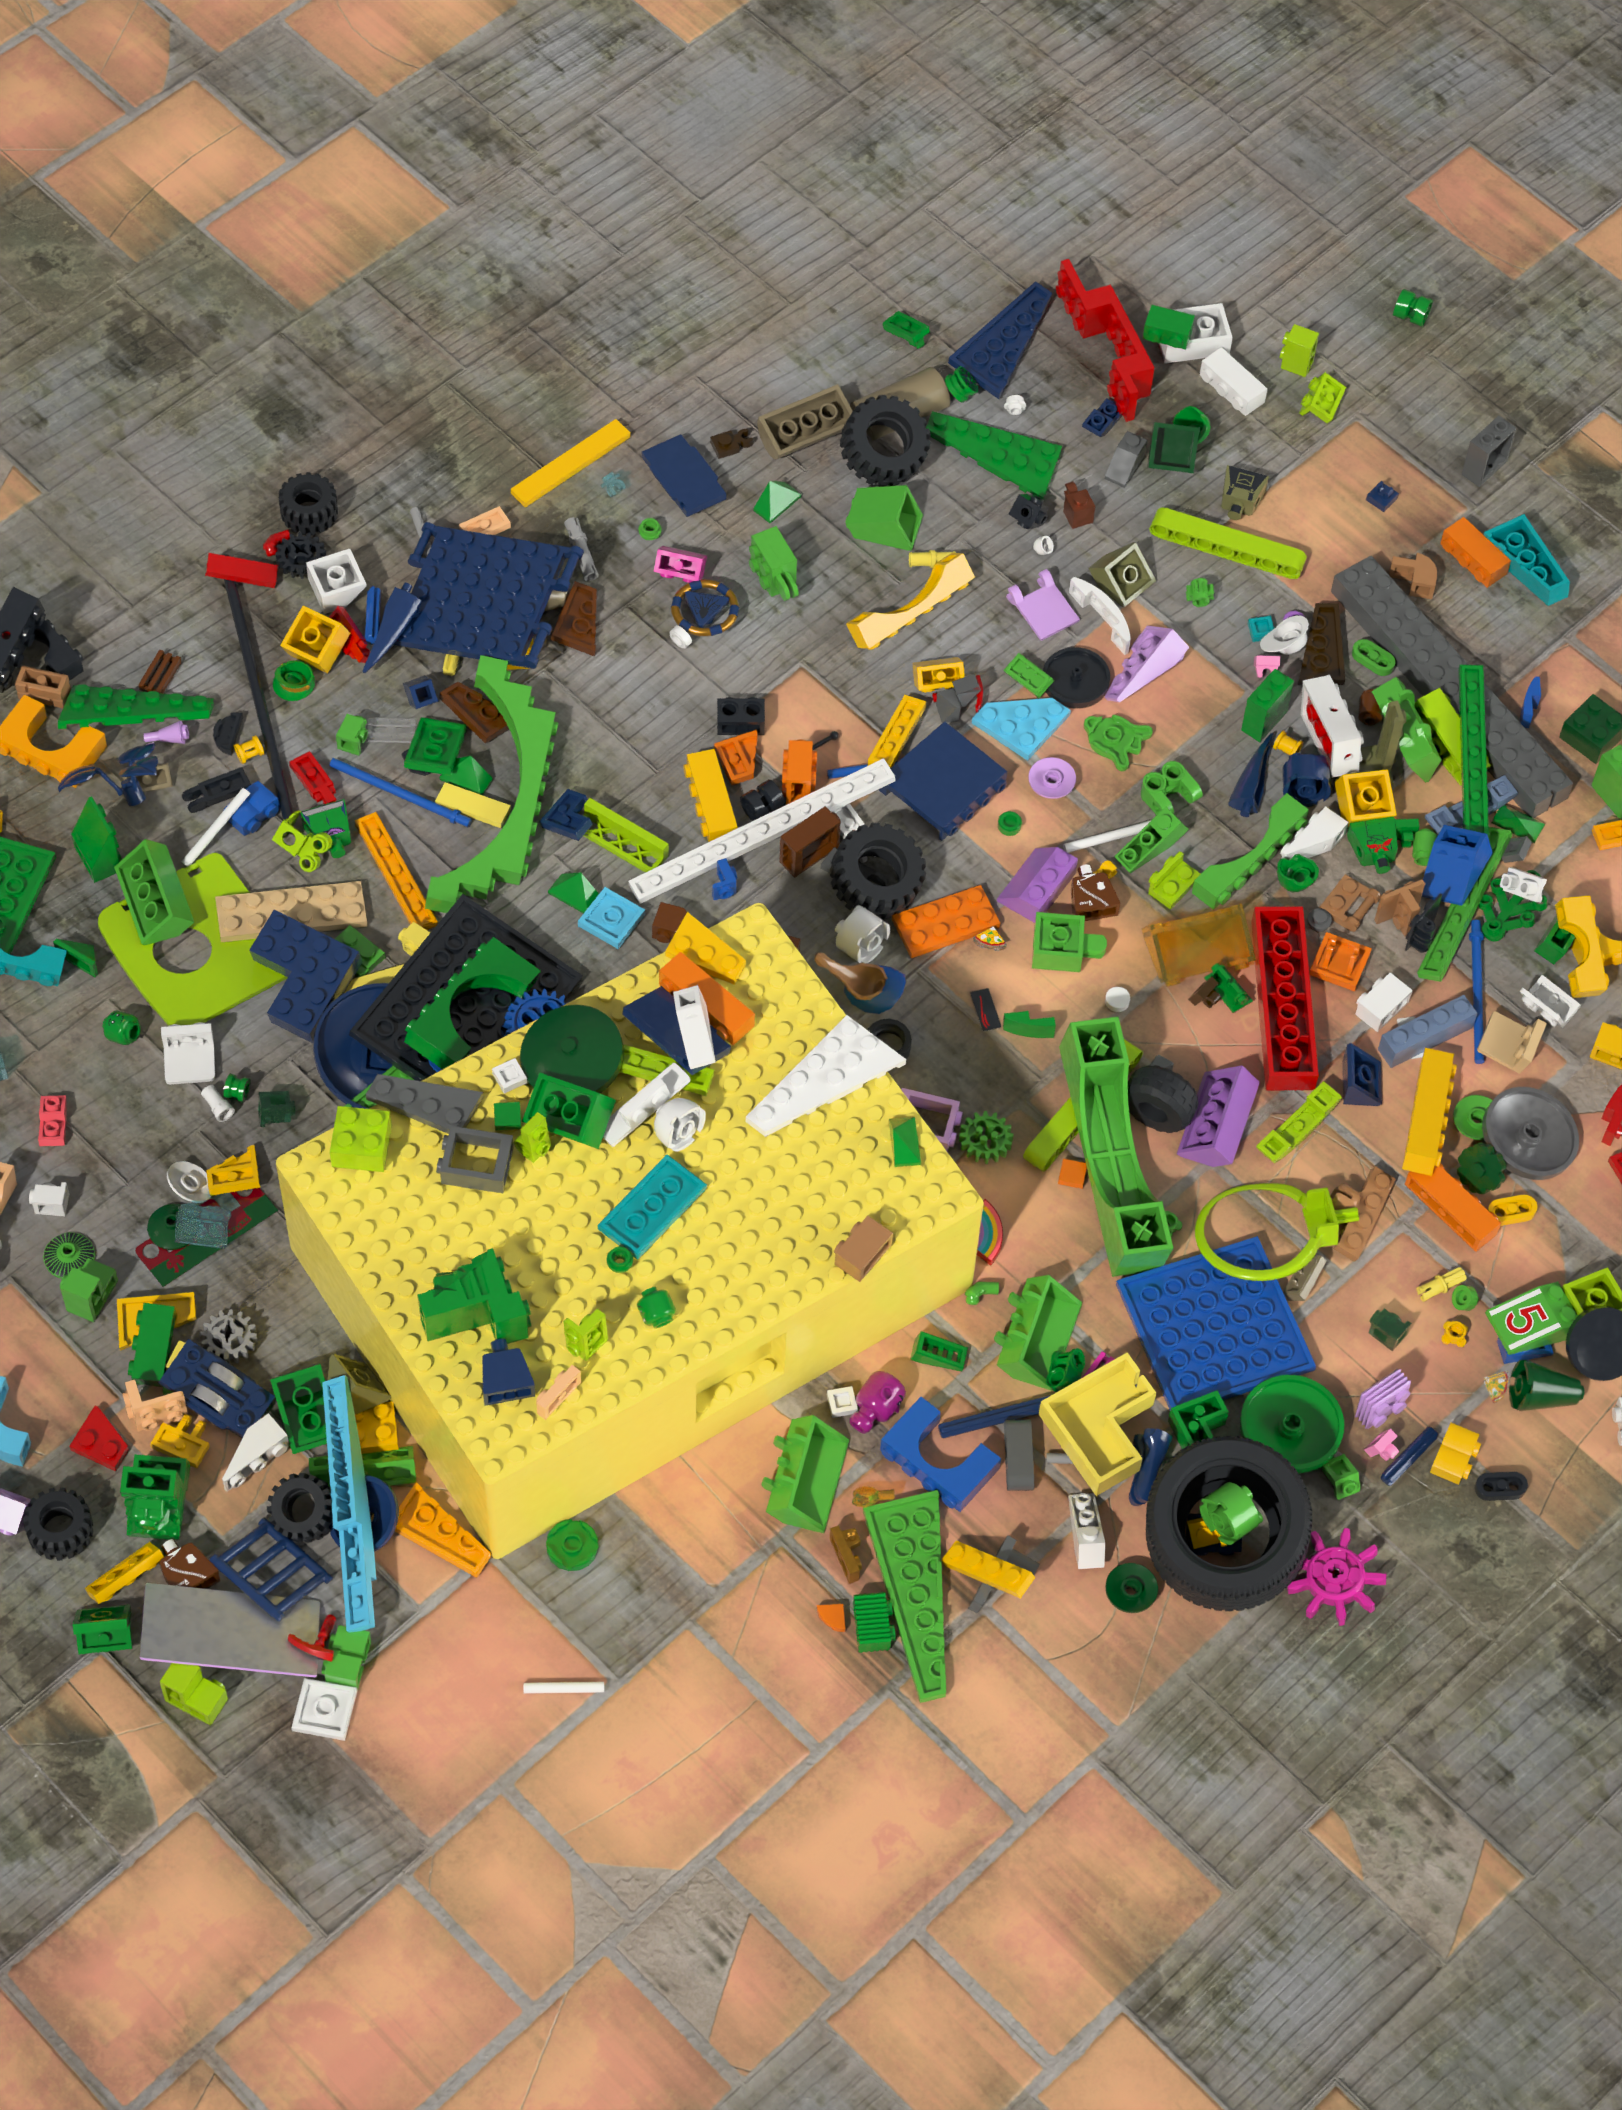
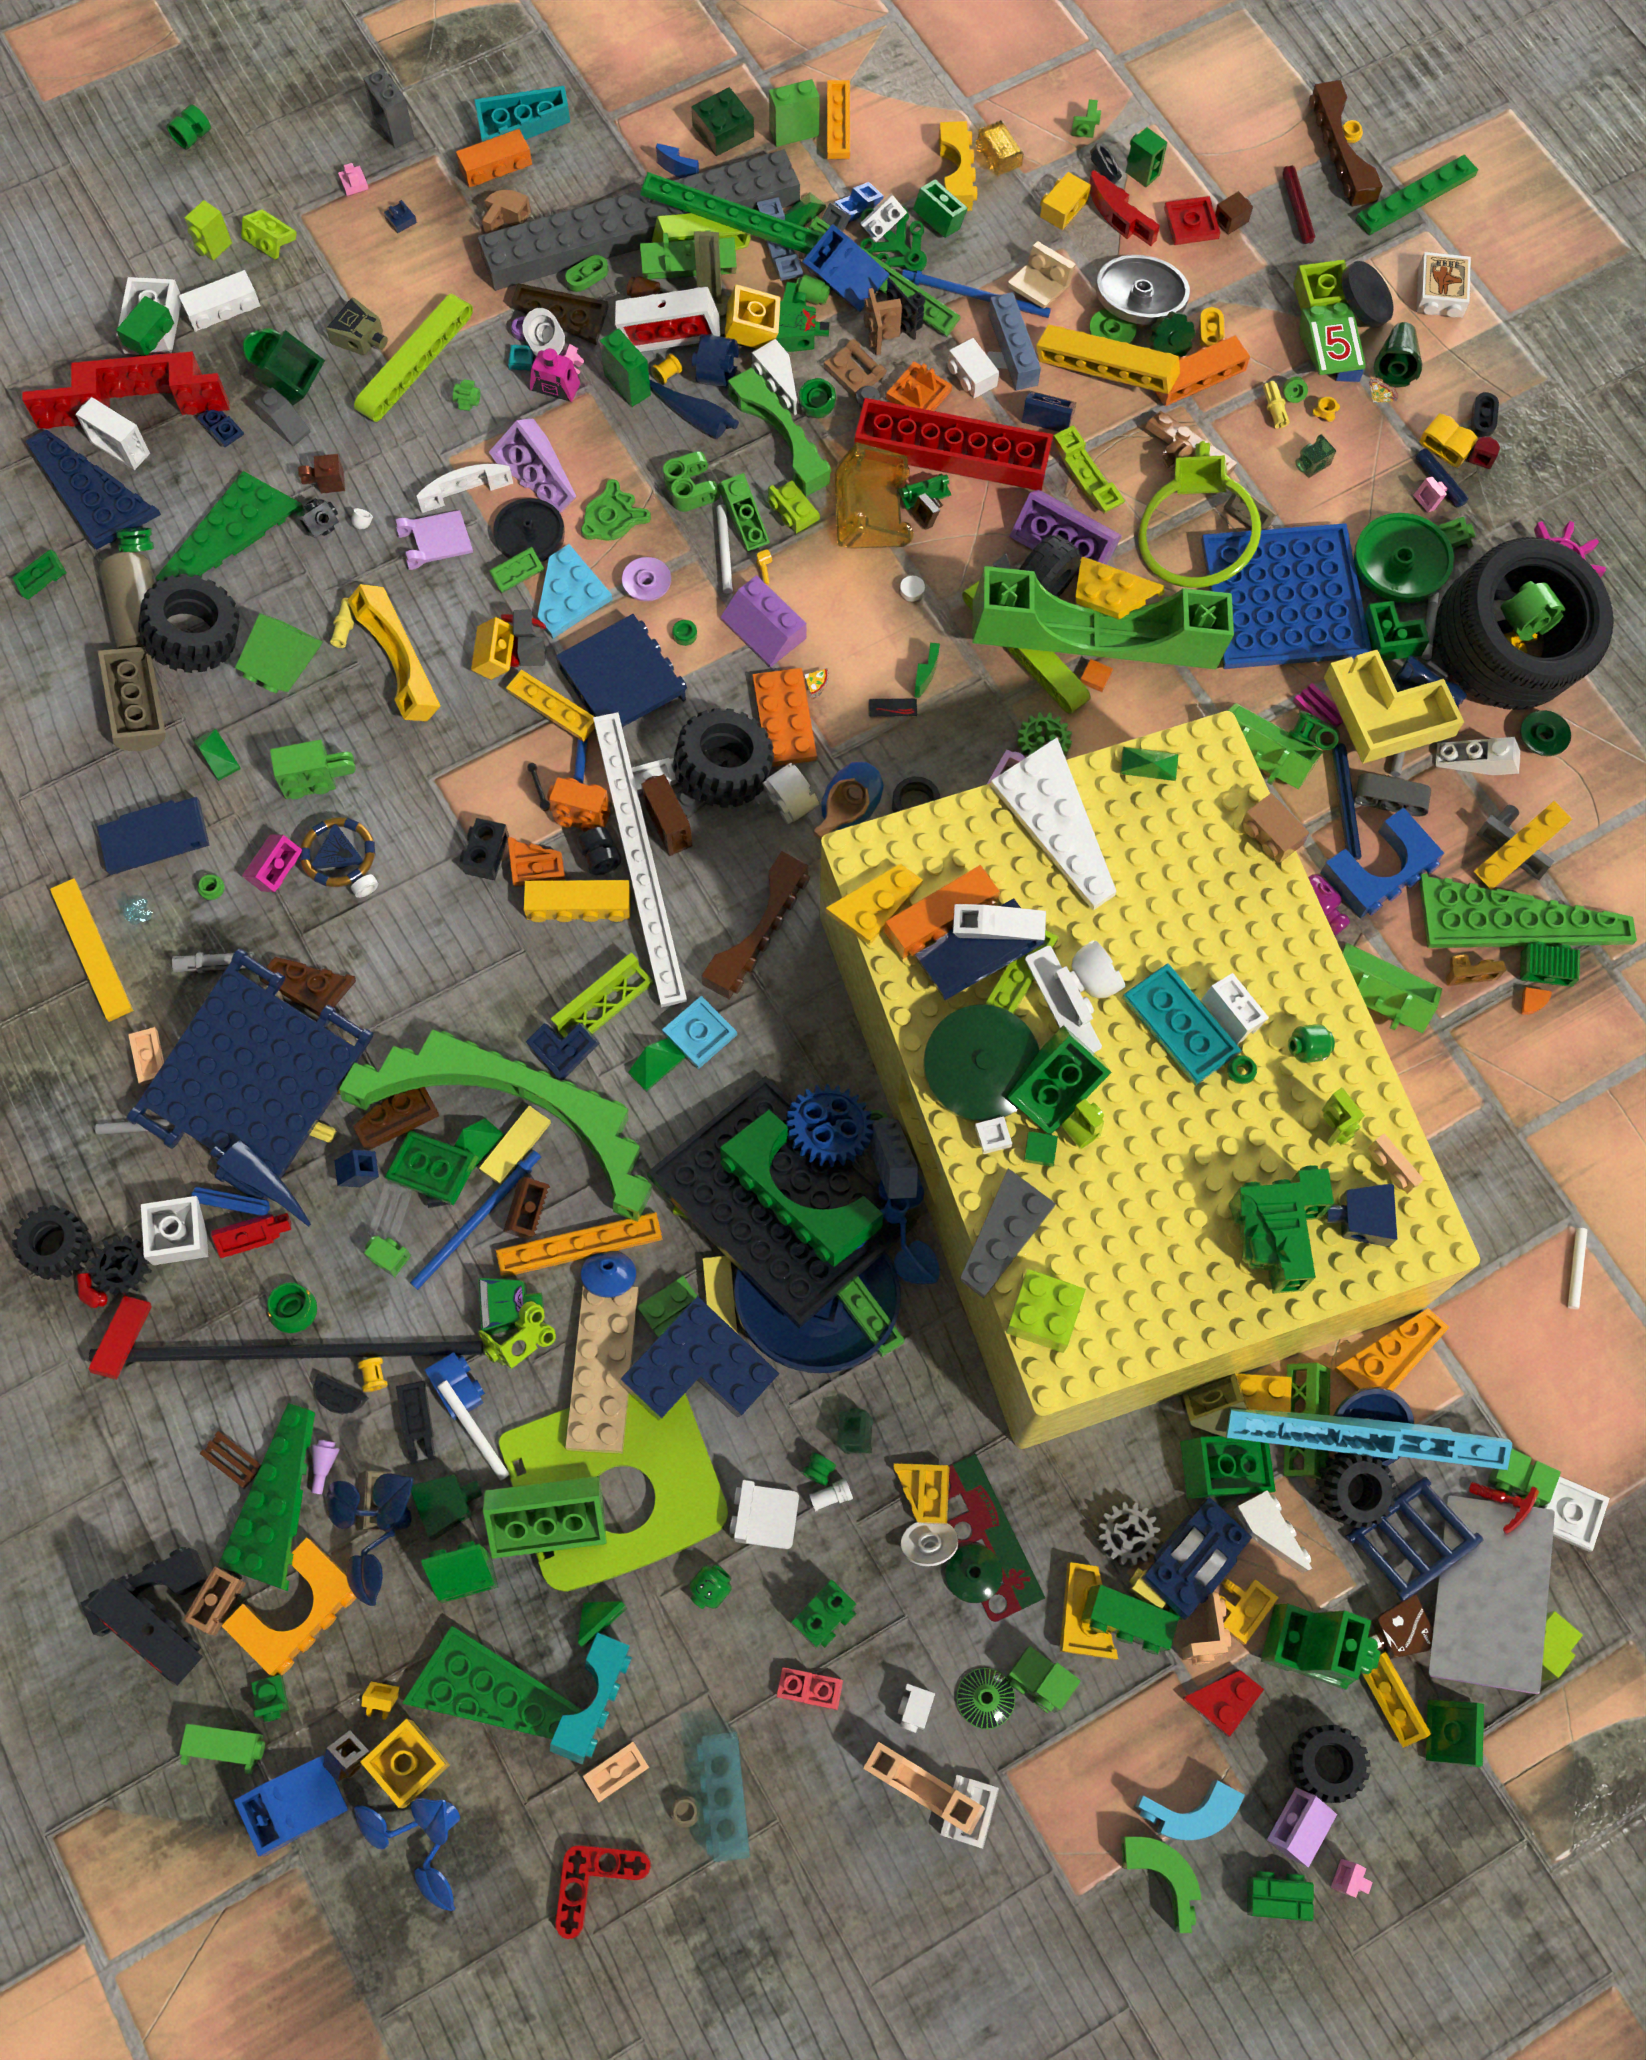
camera: 75 degrees left, 10 degrees up
(113, 1115) = (824, 1614): none -> green brick
(152, 822) = (444, 1503): none -> dark green torso
(202, 1225) = (991, 1539): clear light blue bracket -> none
(313, 778) = (433, 1308): red hinge -> none
(315, 639) = (250, 1269): yellow brick -> none
(368, 902) = (608, 1282): none -> blue dish
(412, 937) = (680, 1237): light yellow brick -> none
(415, 820) = (526, 1208): none -> reddish brown brick
(474, 1179) = (1107, 1166): dark grey window -> none
(674, 1240) = (1234, 1008): none -> white hinge
(727, 884) = (682, 907): blue bracket -> none
(729, 444) = (123, 784): dark brown plate -> none
(868, 1496) = (1417, 937): clear yellow rock -> none
(1015, 404) = (175, 500): white plate -> none
(1060, 338) = (113, 433): none -> white window
(1061, 942) = (843, 615): bright green brick -> none
(1093, 895) = (793, 578): reddish brown torso -> none
(1123, 574) = (421, 456): olive slope -> none
(1158, 1156) = (1112, 590): none -> yellow wing
(1243, 646) = (554, 375): none -> dark pink torso
(1383, 1399) = (1394, 476): lavender brick -> none
(1409, 449) = (353, 179): none -> bright pink tile
(1451, 1489) = (1484, 452): none -> dark red brick
(1553, 1002) = (1006, 238): white bracket -> none
(1554, 870) = (861, 198): none -> blue slope
(1577, 917) = (992, 193): yellow arch -> none

